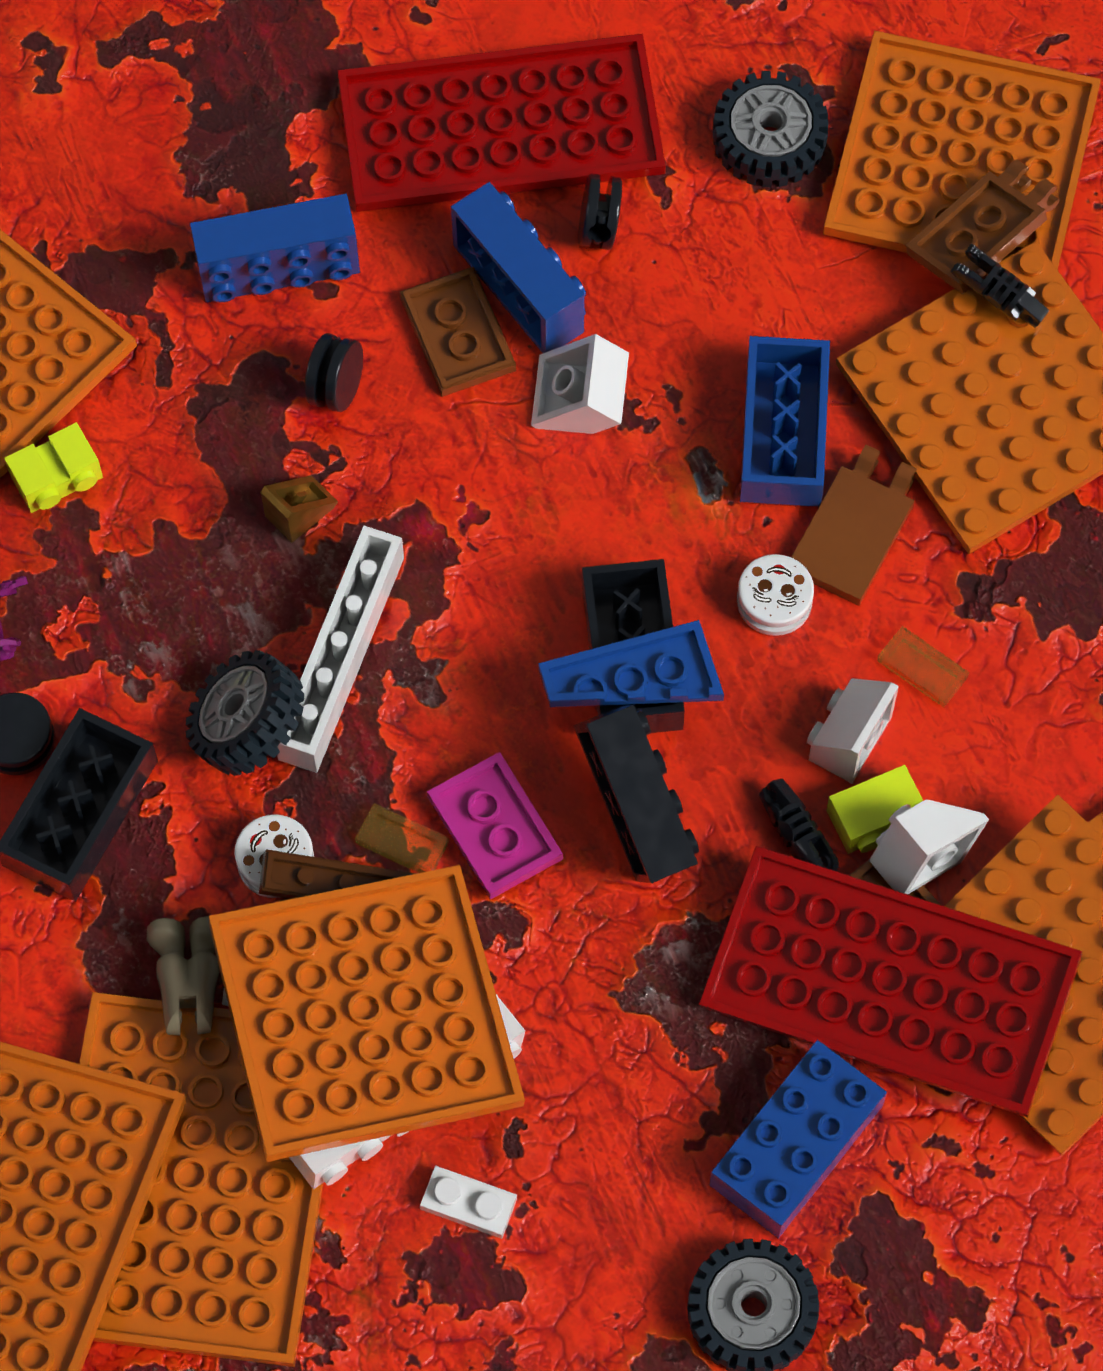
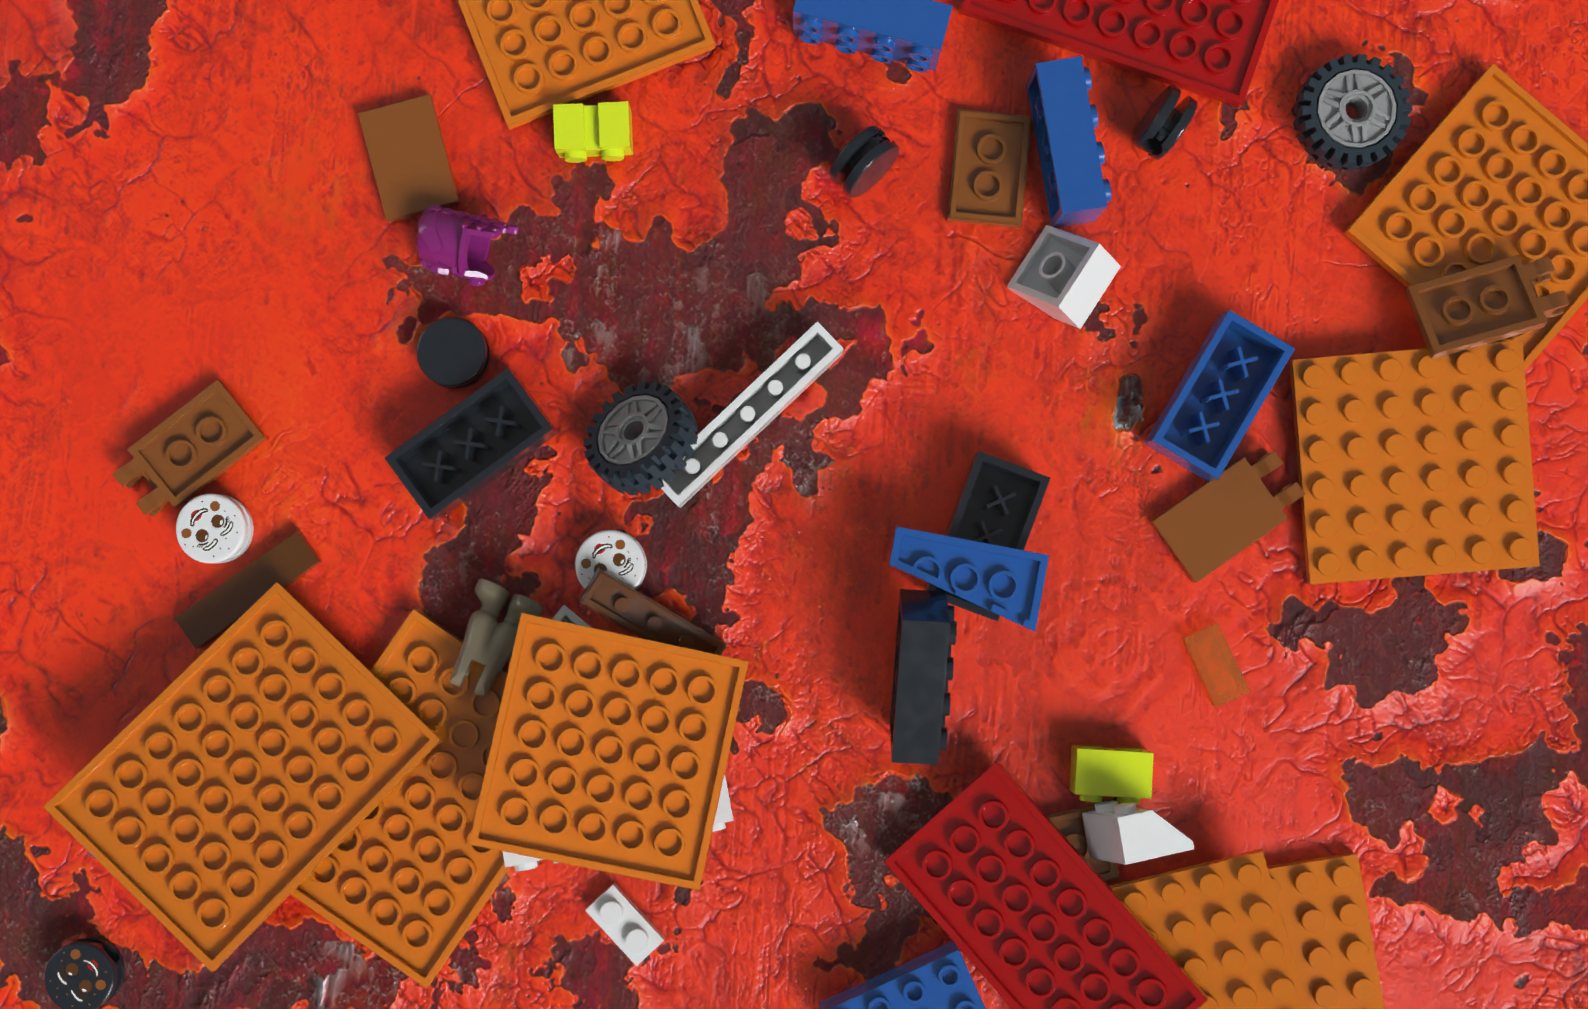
camera: 30 degrees right, 20 degrees up
(296, 505) = (779, 264): pearl gold slope -> none
(401, 840) = (720, 599): clear yellow tile -> none
(495, 825) = (799, 627): dark pink plate -> none
(775, 594) = (1128, 543): white head -> none
(796, 826) = (1039, 755): black hinge -> none
(852, 727) = (1129, 695): white slope -> none
(1001, 288) = (1468, 376): black hinge -> none

